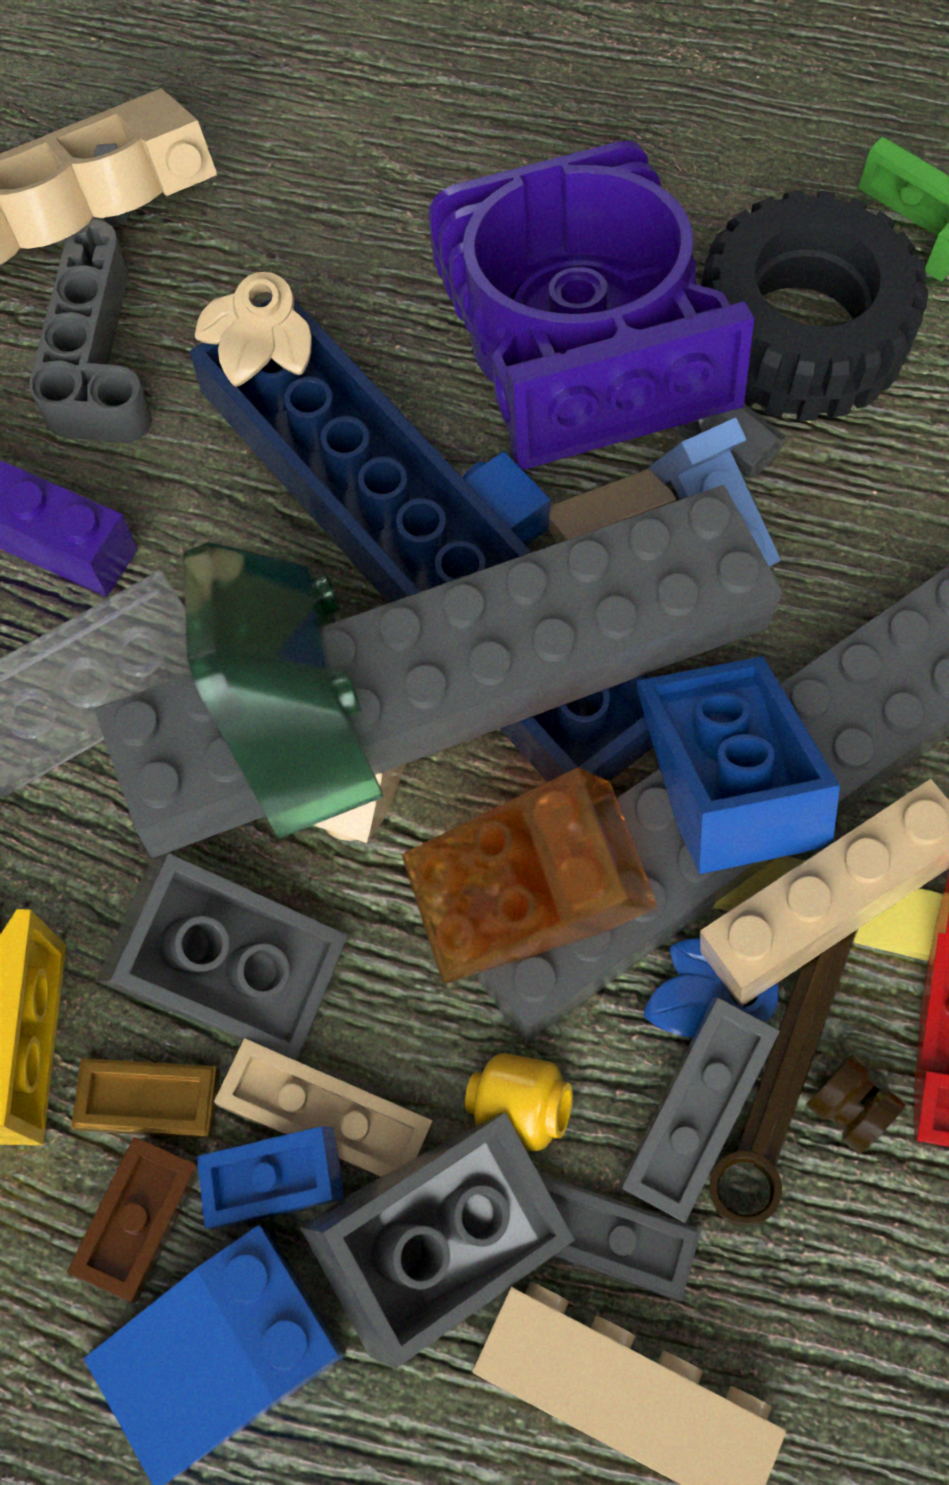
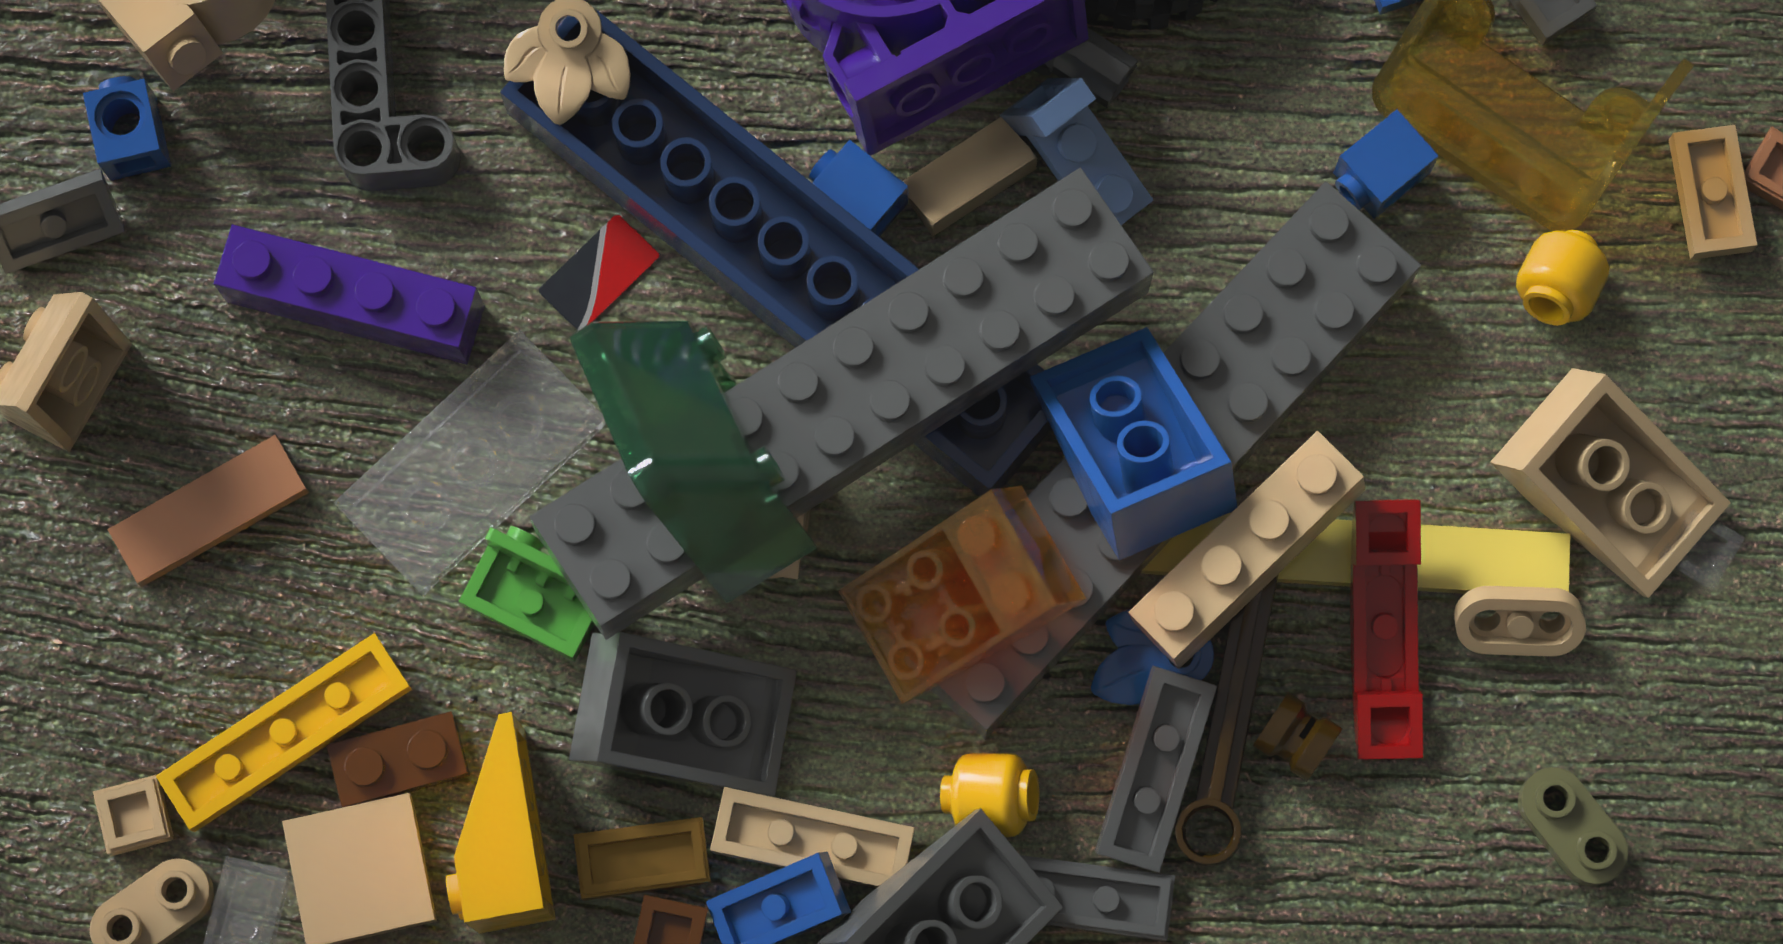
camera: 10 degrees left, 10 degrees up
(92, 811) = (527, 593): none -> bright green bracket
(261, 529) = (599, 272): none -> sticker

